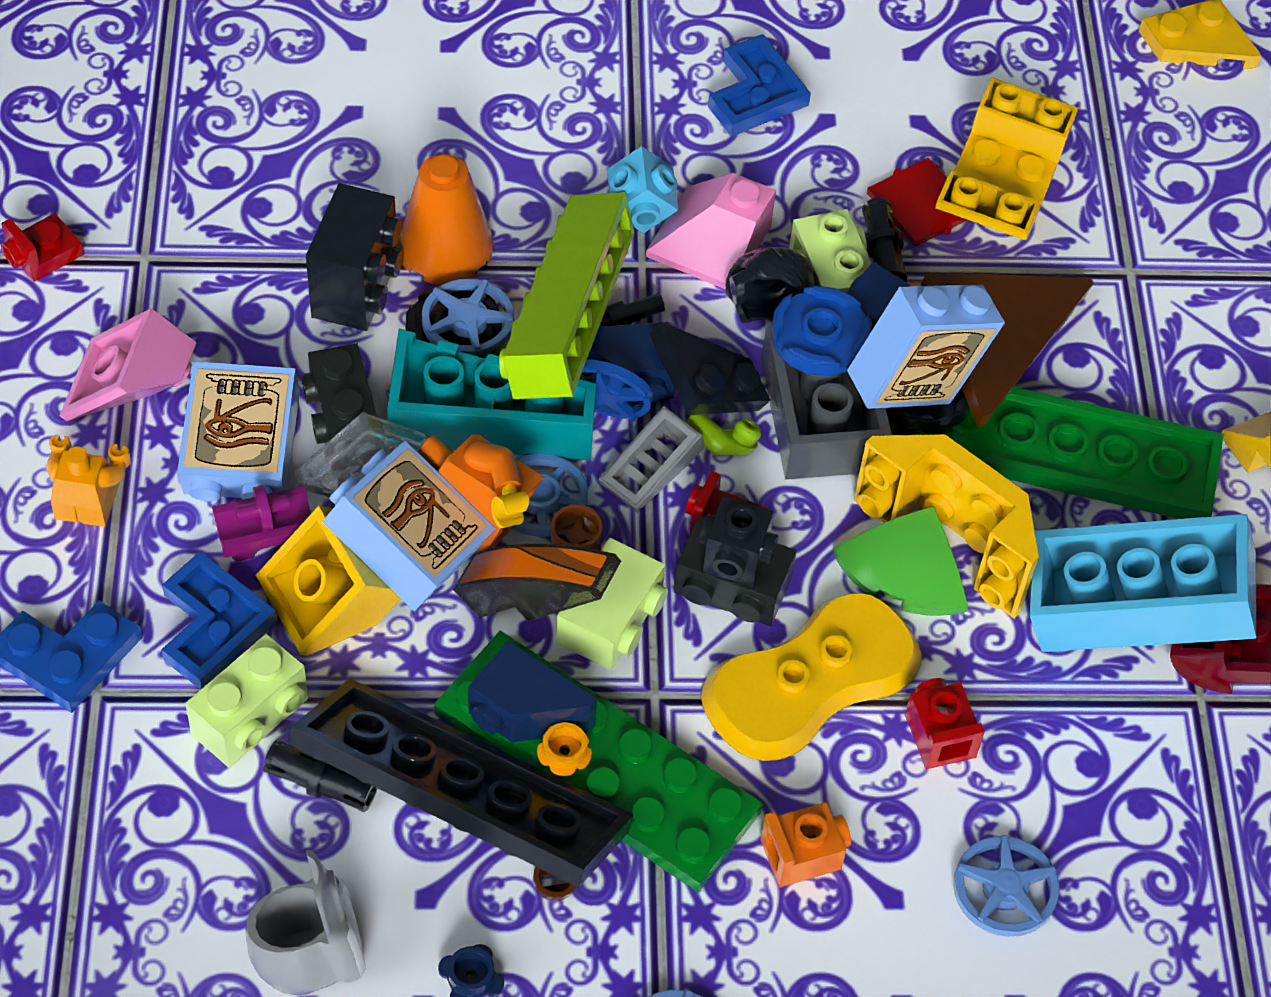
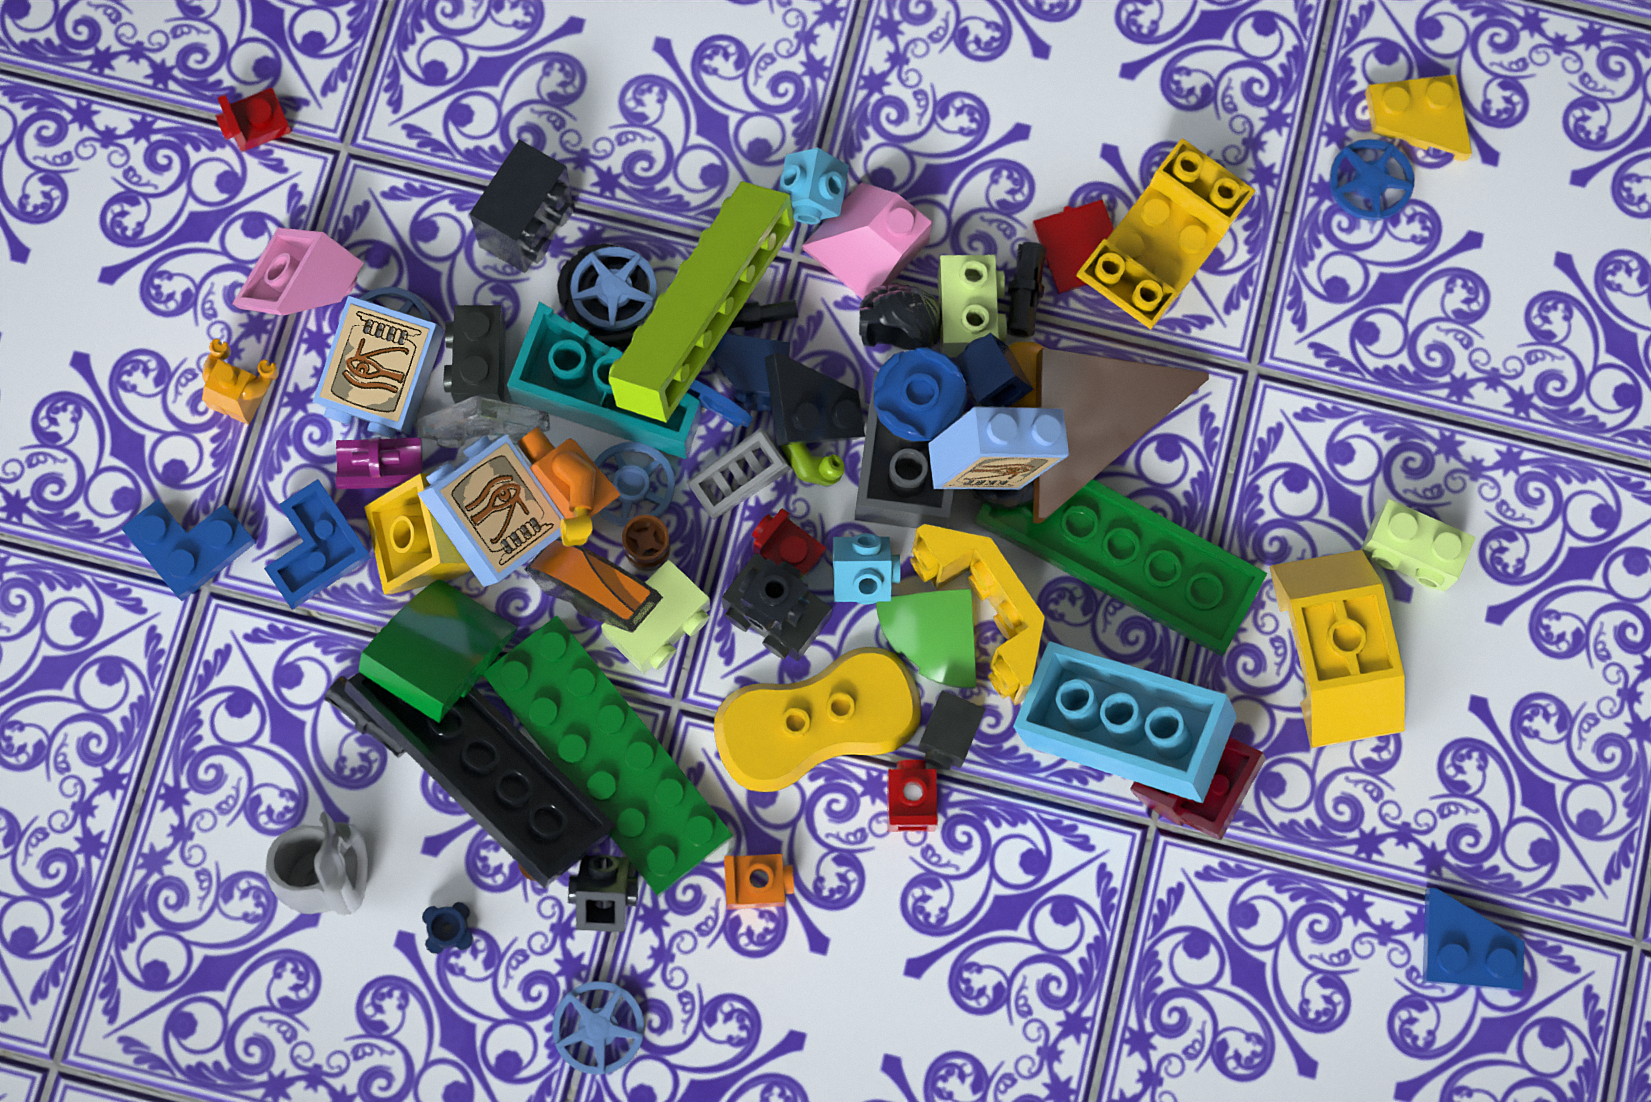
camera: 15 degrees right, 20 degrees up
(247, 700) = (323, 636): yellowish green brick -> none
(378, 681) = (435, 648): none -> green slope
(445, 223) = (618, 190): orange cone -> none
(526, 697) = (551, 698): dark blue slope -> none
(564, 736) = (572, 739): light orange plate -> none
(641, 887) = (603, 893): none -> black brick
(764, 88) = (971, 90): blue plate -> none
(815, 513) = (864, 569): none -> medium azure brick
(961, 645) = (950, 731): none -> pearl dark grey brick
(1006, 885) = (918, 958): medium blue wheel -> none
(1176, 96) = (1371, 179): none -> blue wheel

